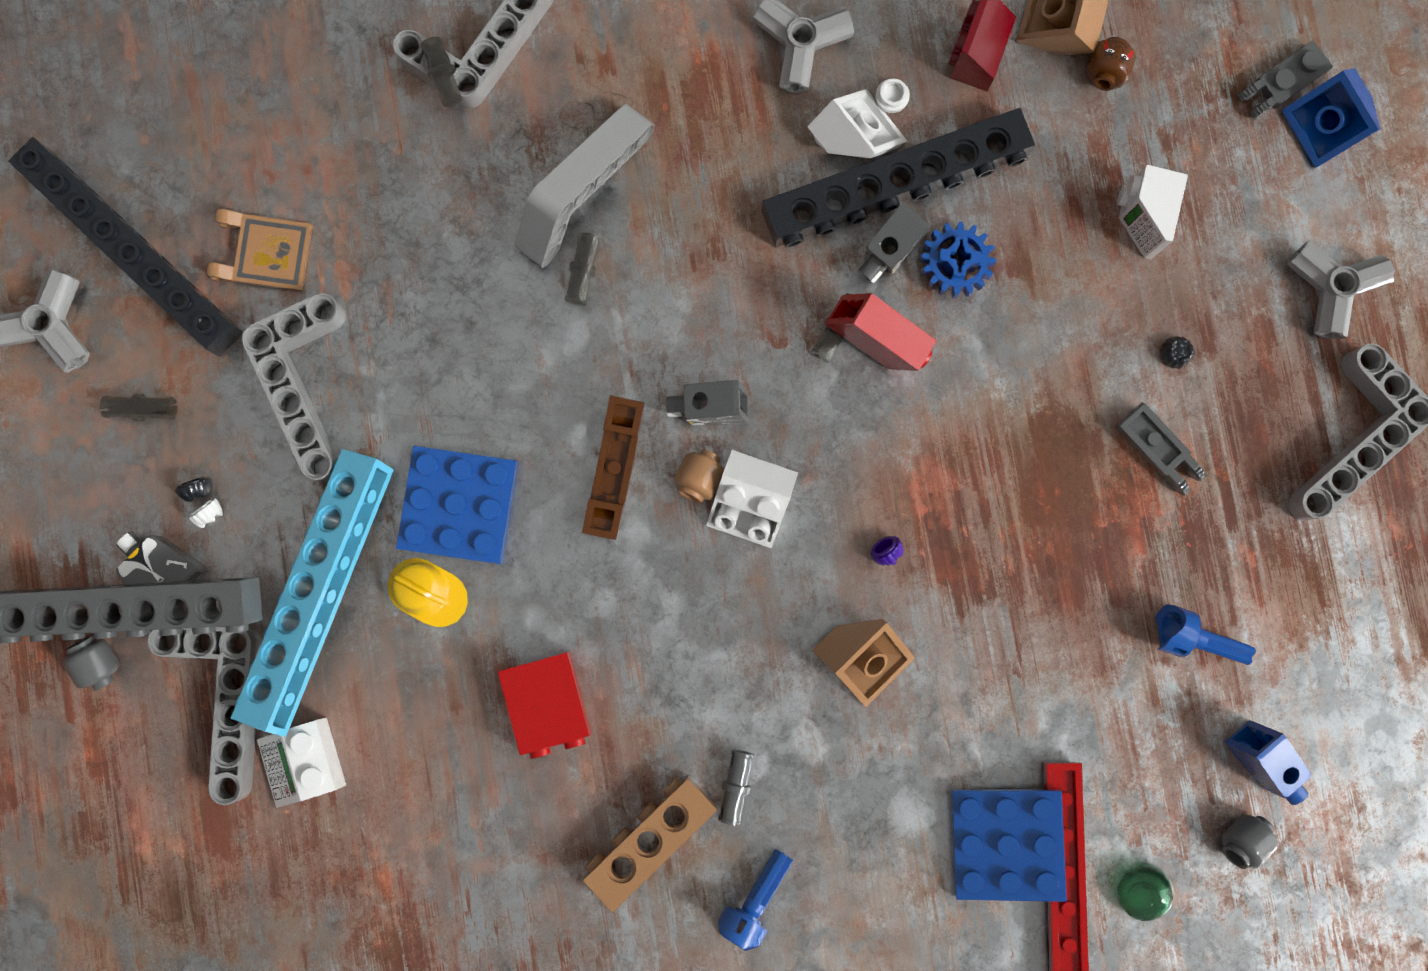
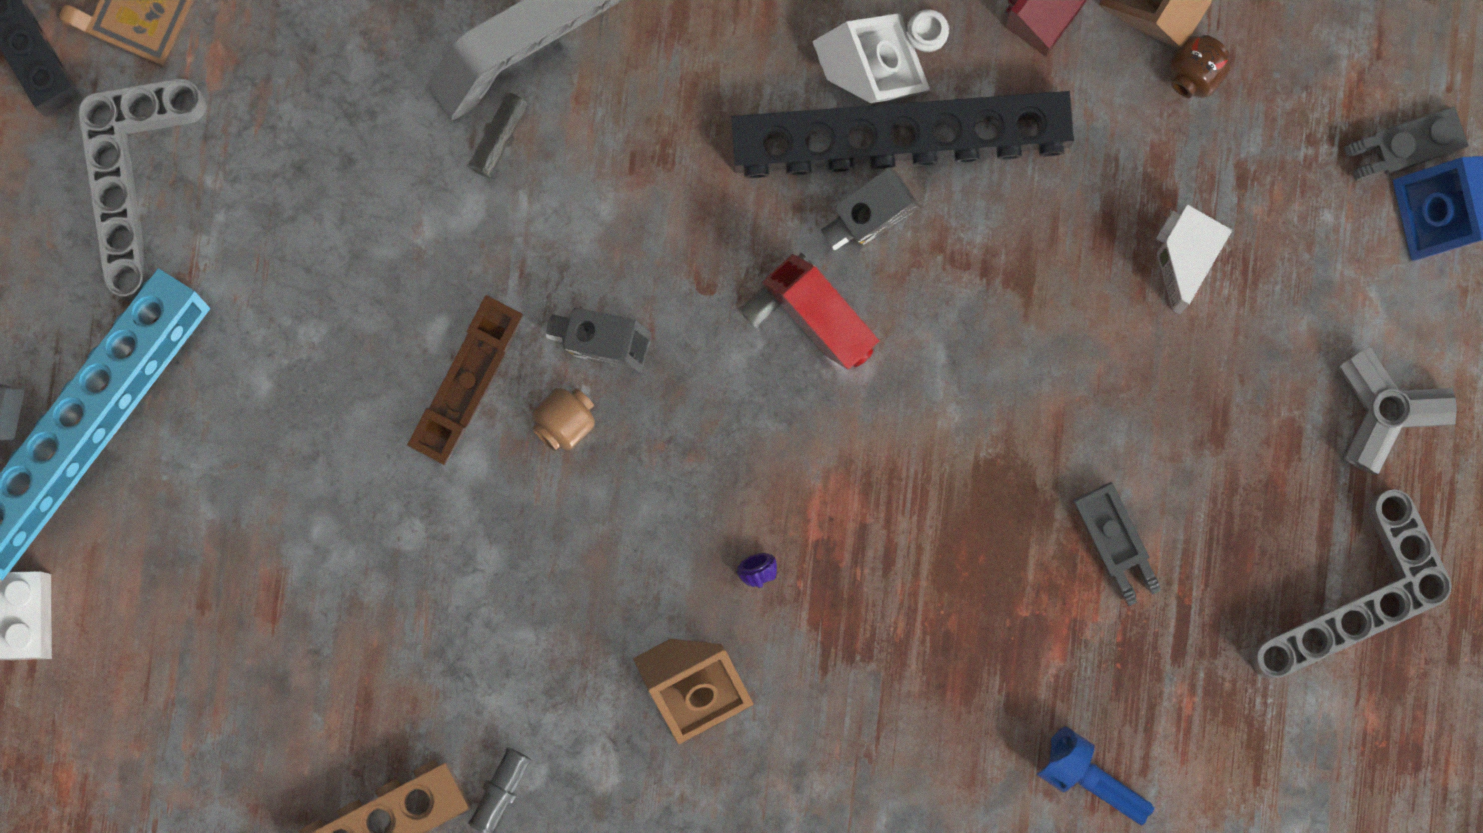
camera: 25 degrees right, 0 degrees up
(427, 592) = (208, 463): yellow piece -> none
(457, 505) = (272, 371): blue plate -> none
(545, 705) = (307, 632): red brick -> none
(752, 499) = (616, 462): white slope -> none
(971, 260) = (925, 242): blue gear -> none
(1177, 352) = (1175, 434): black piece -> none

